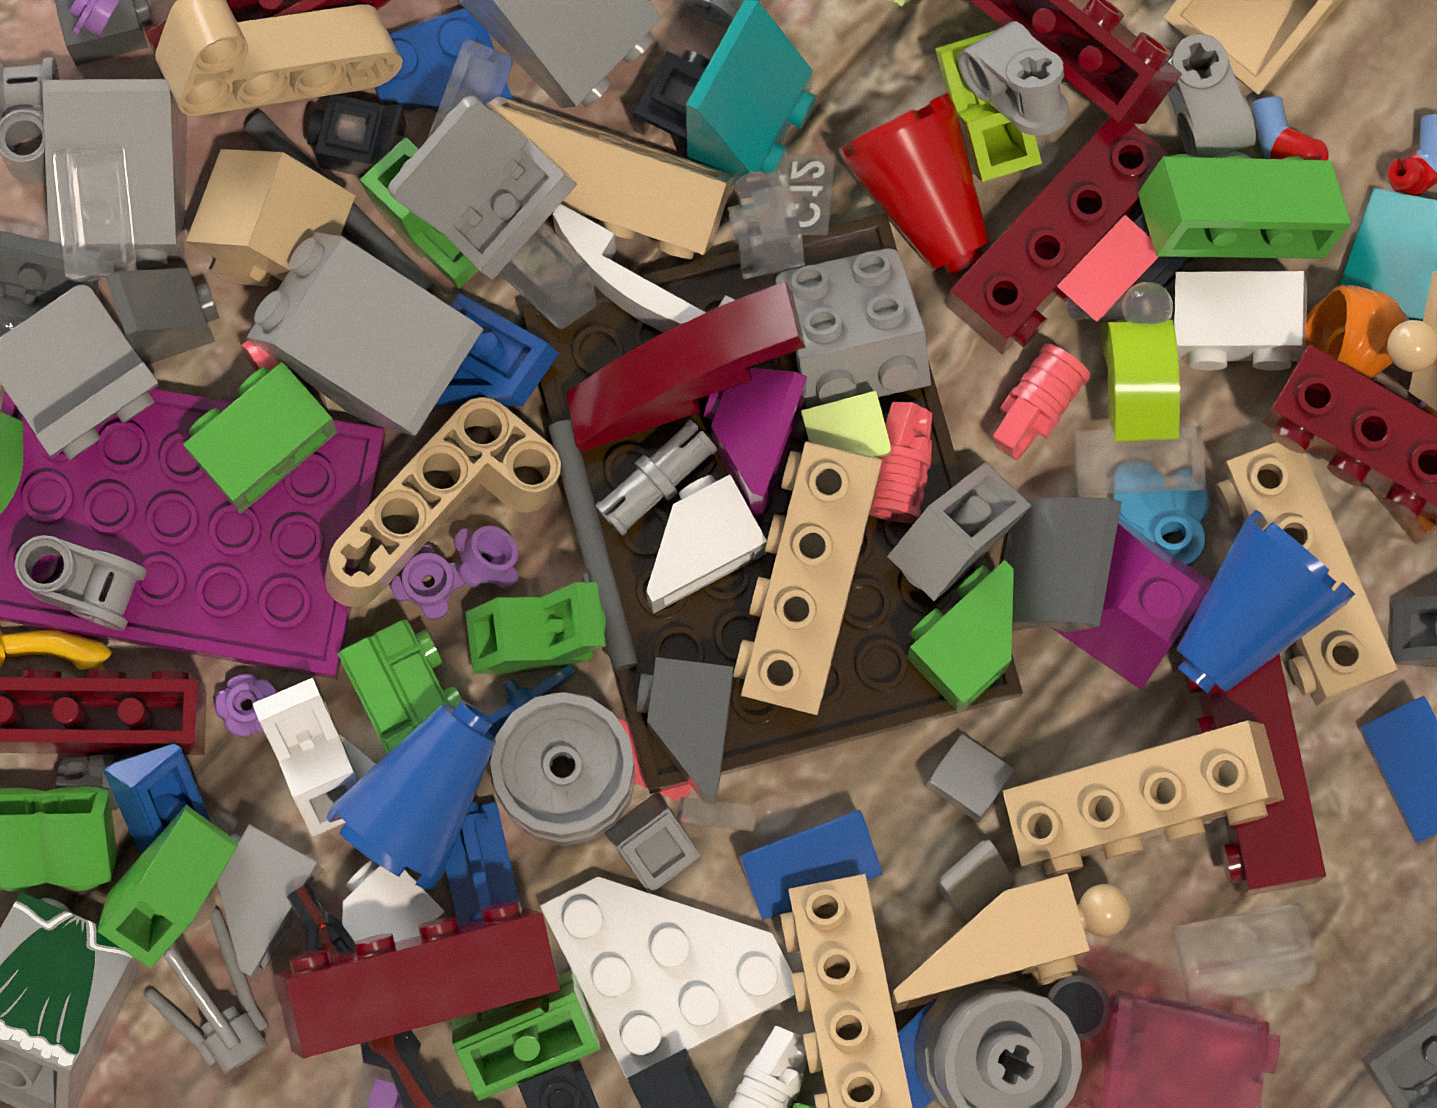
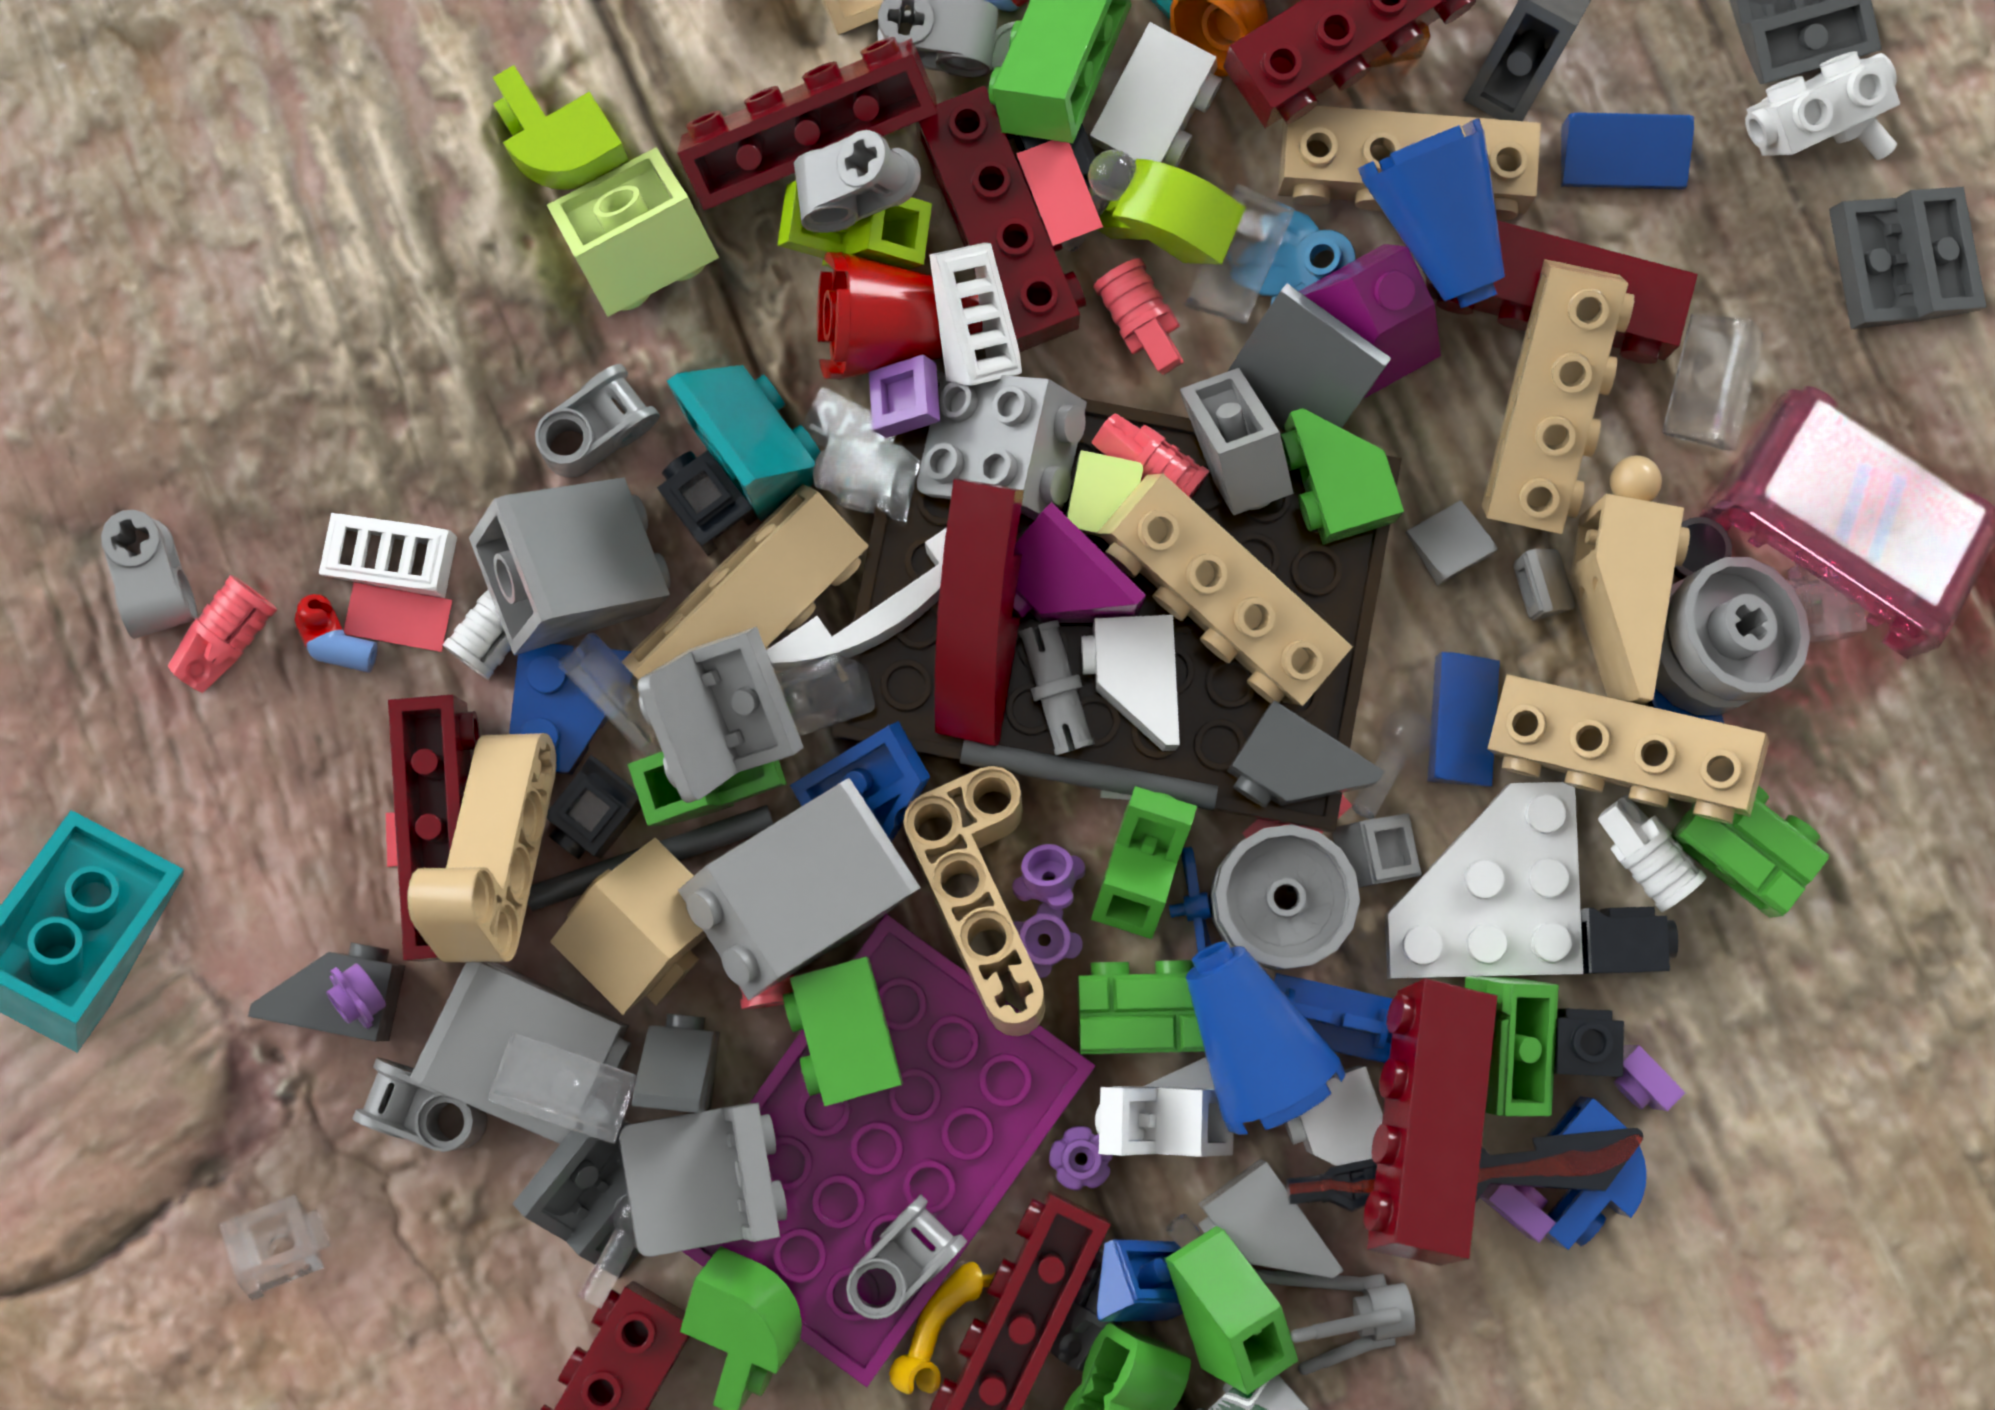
camera: 65 degrees left, 5 degrees up
(853, 220) = (904, 396): none -> medium lavender plate
(969, 259) = (953, 320): none -> white slope

